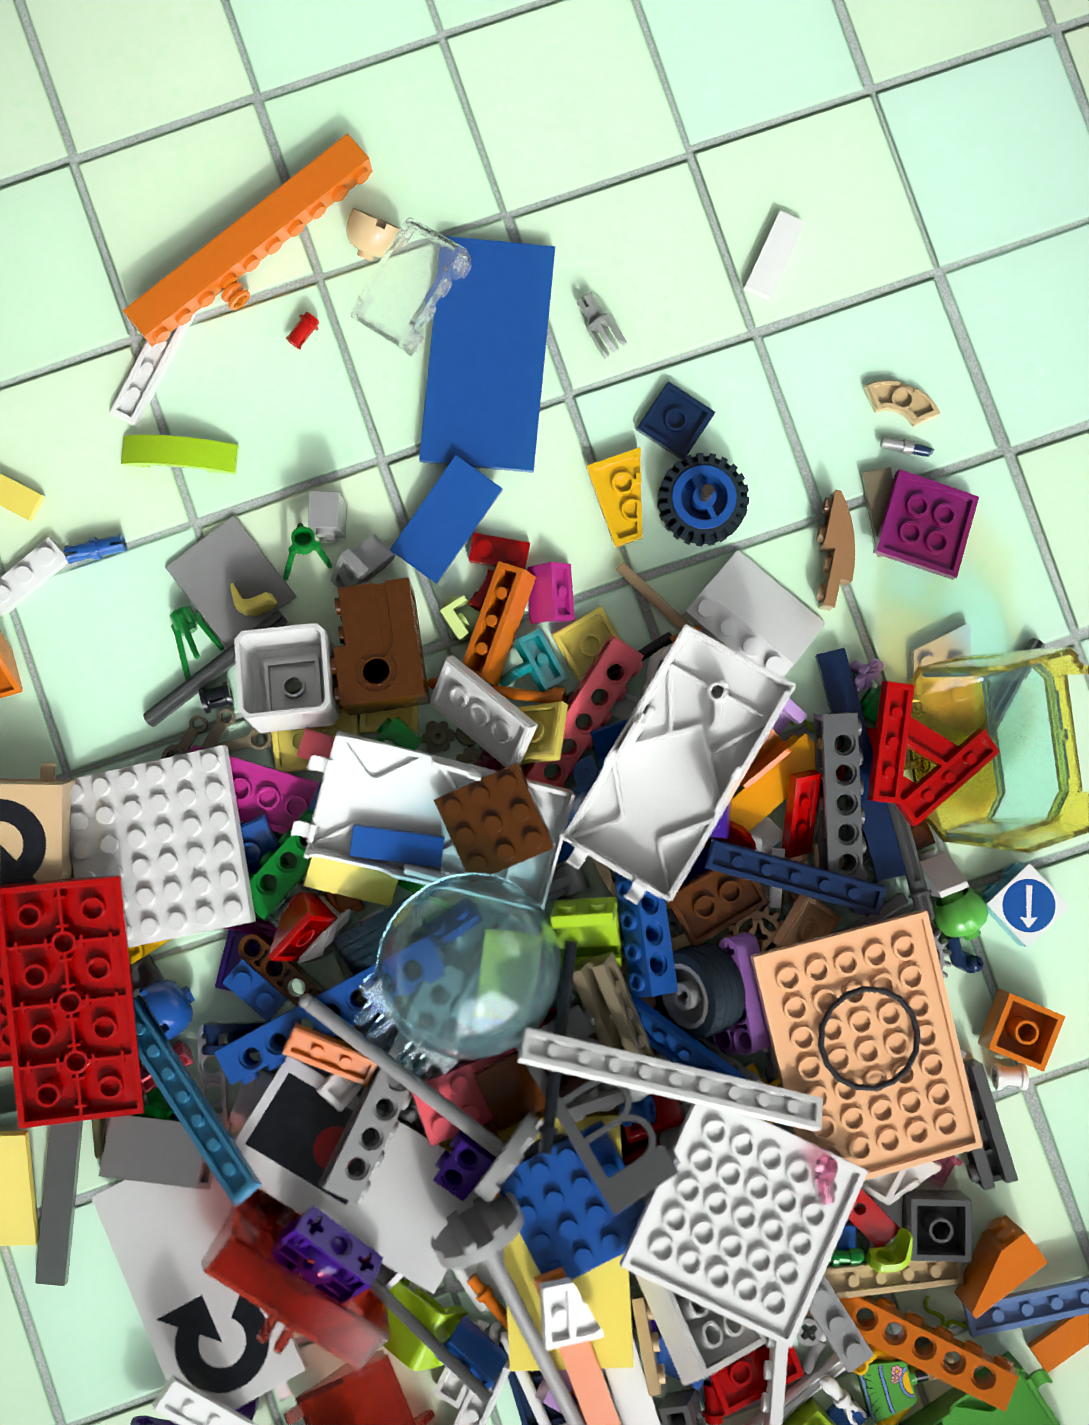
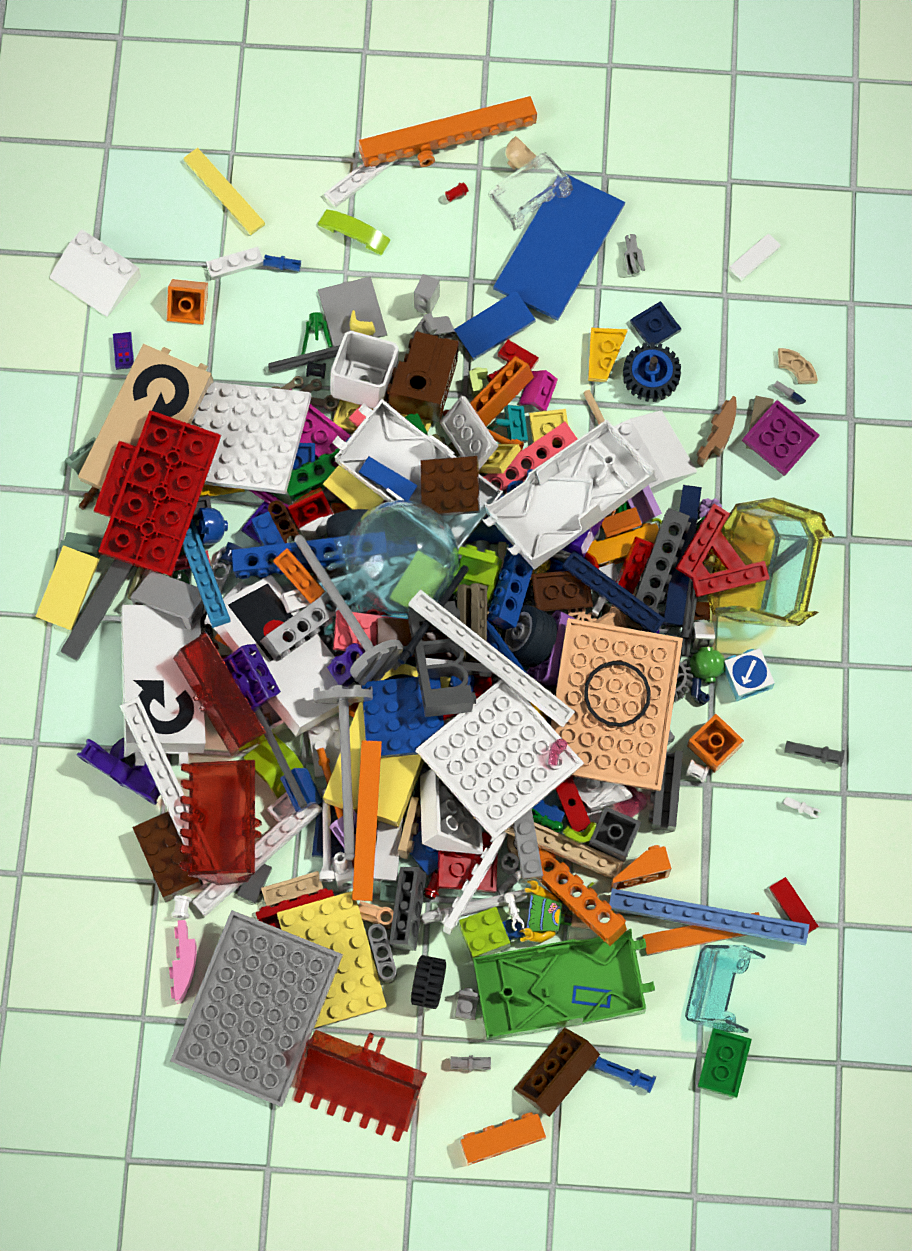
camera: 25 degrees right, 15 degrees down
(303, 543) = (406, 301): green plant -> none
(565, 1315) = (372, 763): white wing -> none

